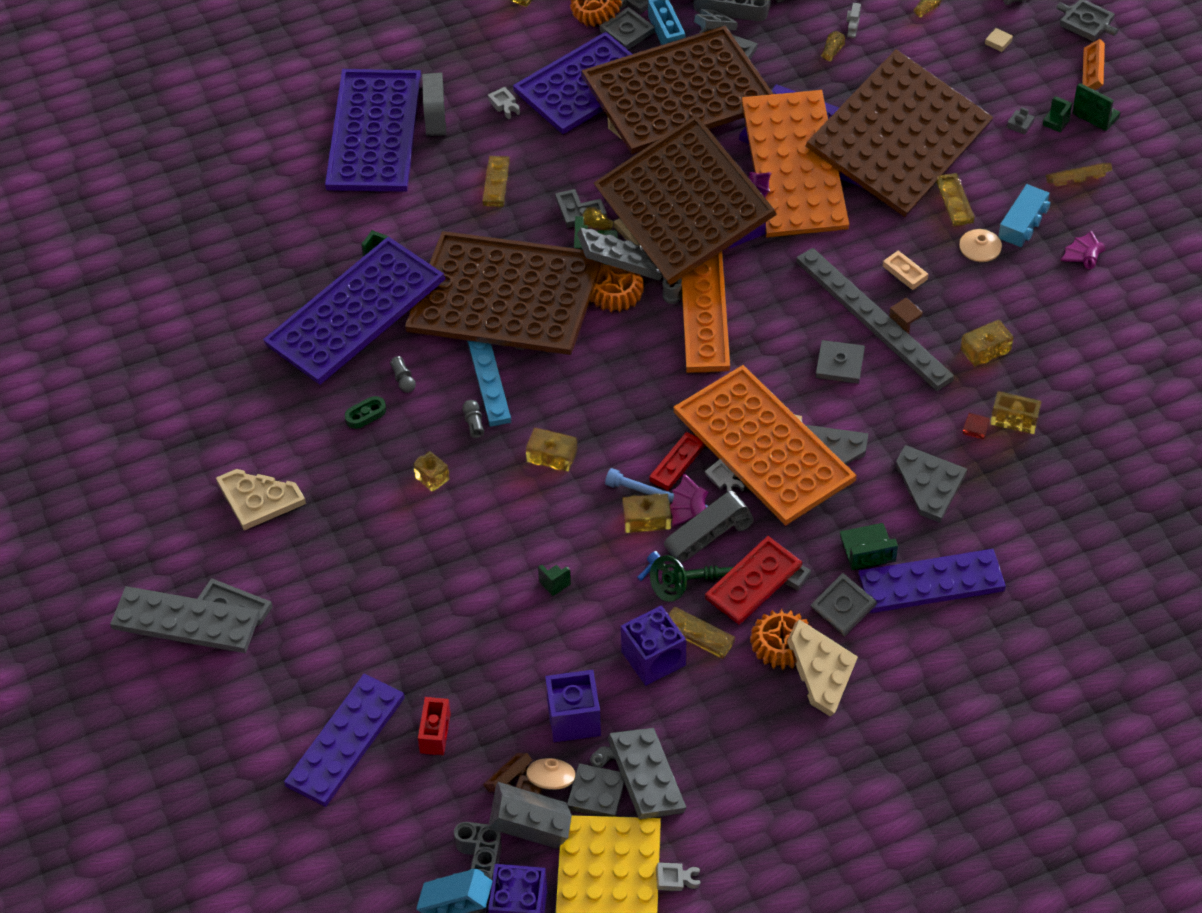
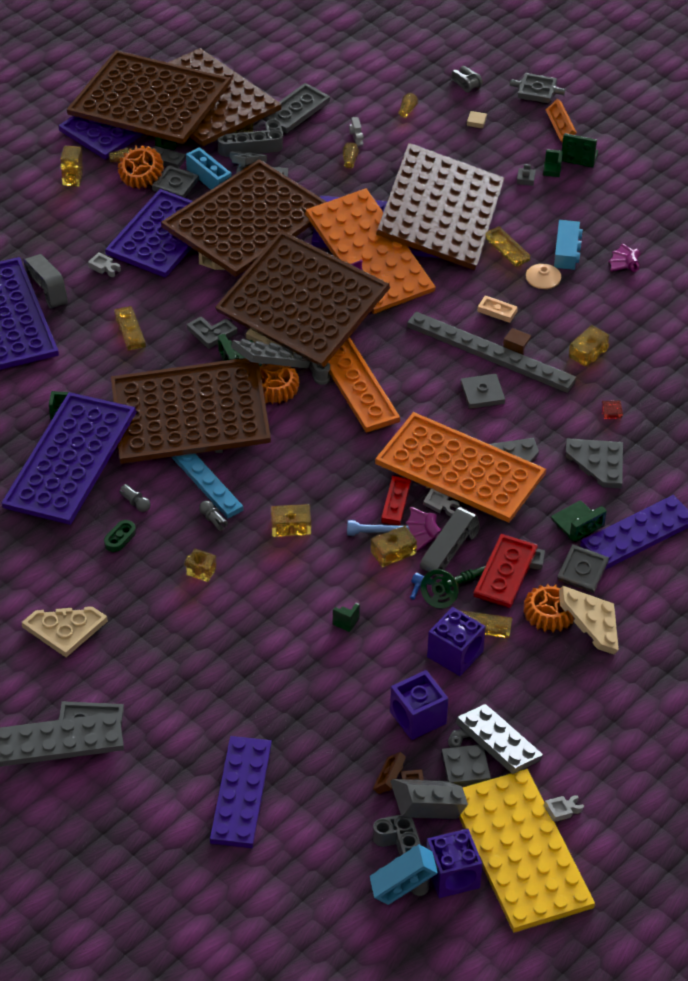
camera: 25 degrees left, 5 degrees down
(434, 726) = (313, 756): red brick -> none
(550, 773) = (424, 763): light nougat dish -> none
(596, 219) = (232, 333): clear yellow cone -> none
(1015, 412) = (639, 390): clear yellow brick -> none
(1079, 174) = (592, 203): clear yellow plate -> none

